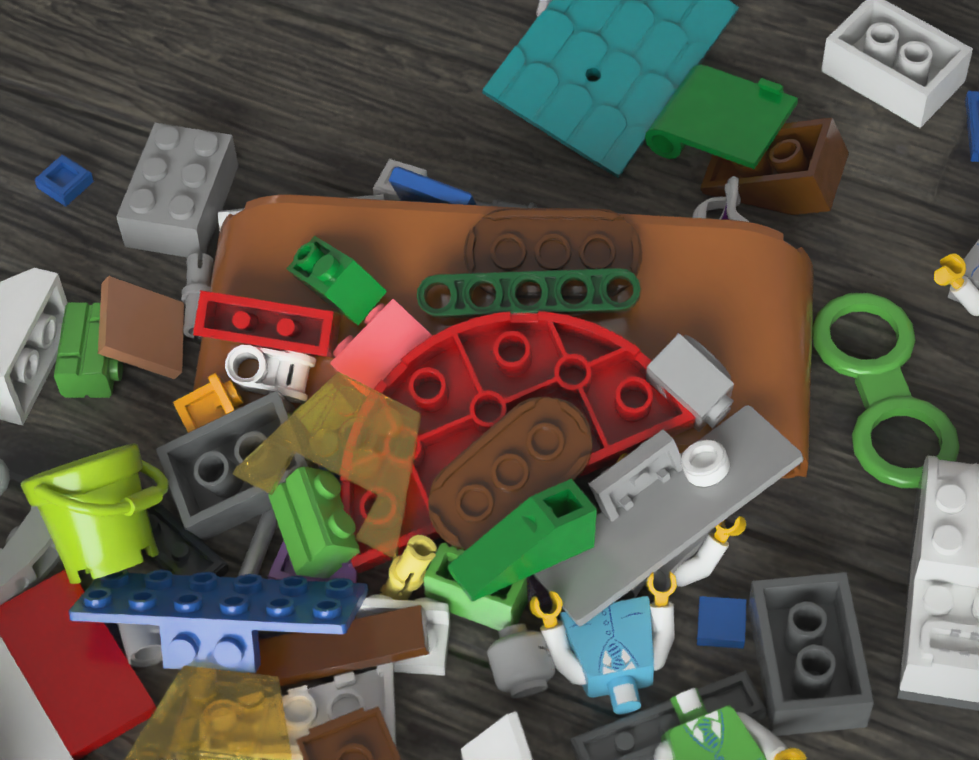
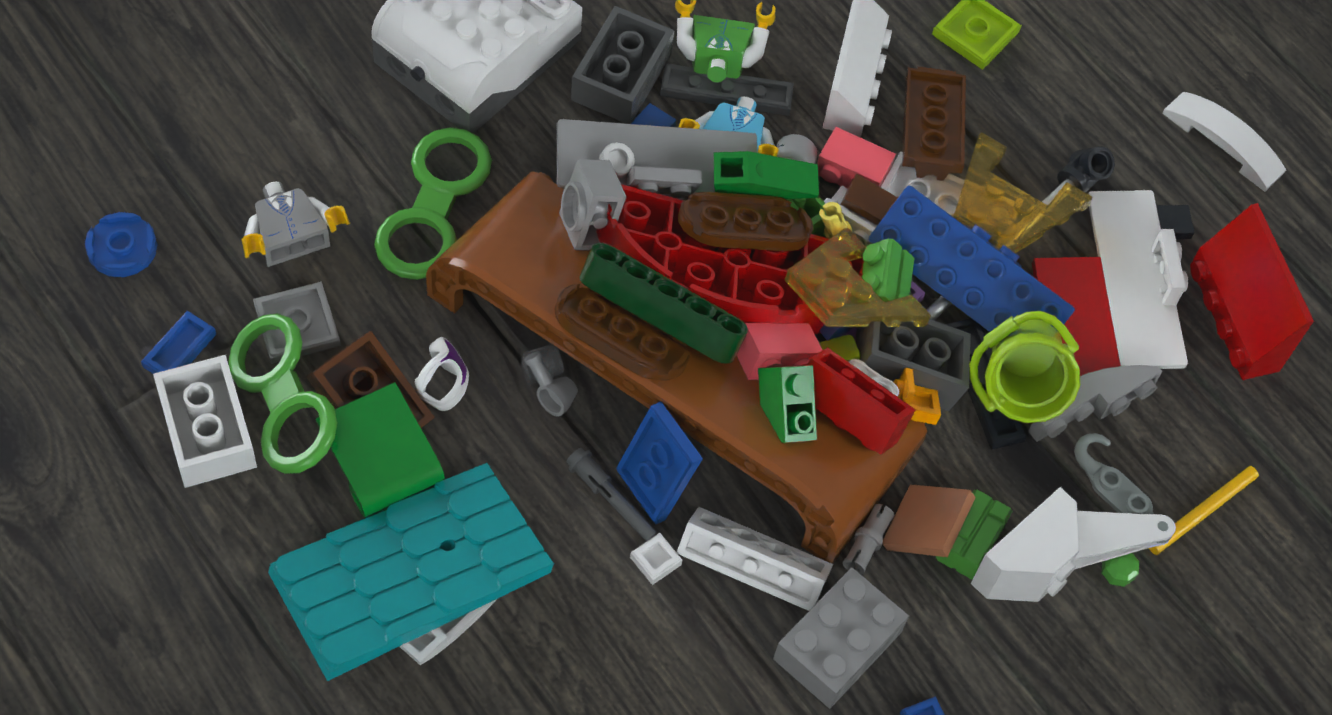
camera: 160 degrees left, 5 degrees up
(442, 699) = (851, 155): none -> coral brick
(850, 112) = (282, 393): none -> bright green bar
(907, 204) = (308, 310): none -> light grey tile

